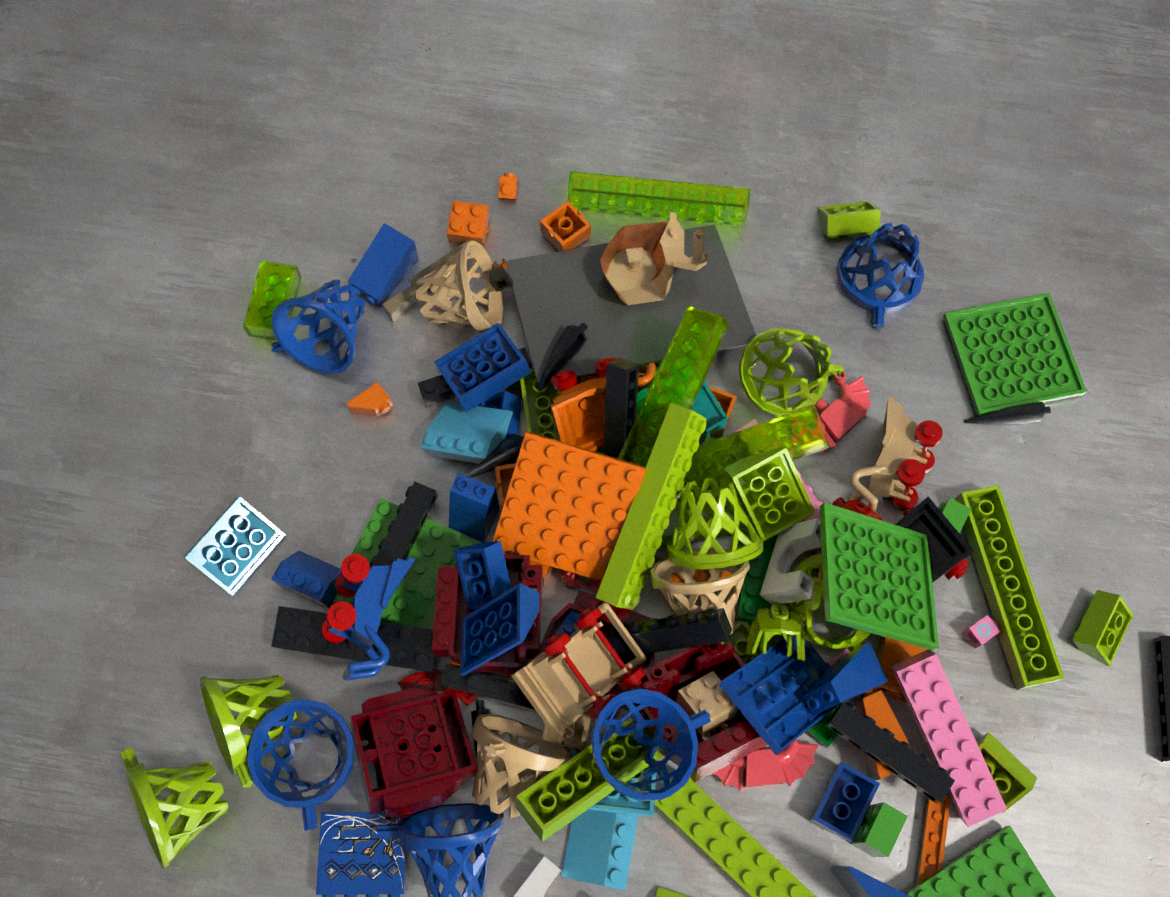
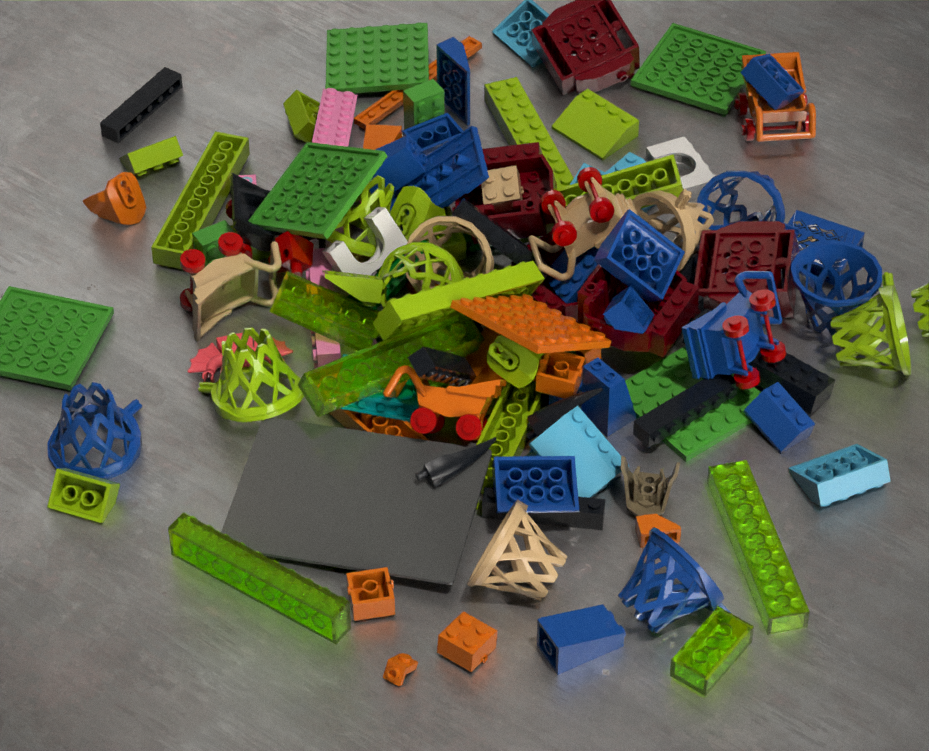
camera: 150 degrees left, 25 degrees down
(278, 426) = (758, 547): none -> clear neon green brick
(381, 440) = (647, 491): none -> dark tan piece
(404, 300) = (528, 613): dark tan slope -> none
(499, 277) = (469, 562): pearl dark grey piece -> none
(643, 256) = (310, 509): tan piece -> none
(668, 714) = (540, 145): blue piece -> none
(890, 752) = (377, 117): black brick -> none
(1016, 414) = (76, 293): black piece -> none
(1074, 541) = (119, 201): none -> orange piece

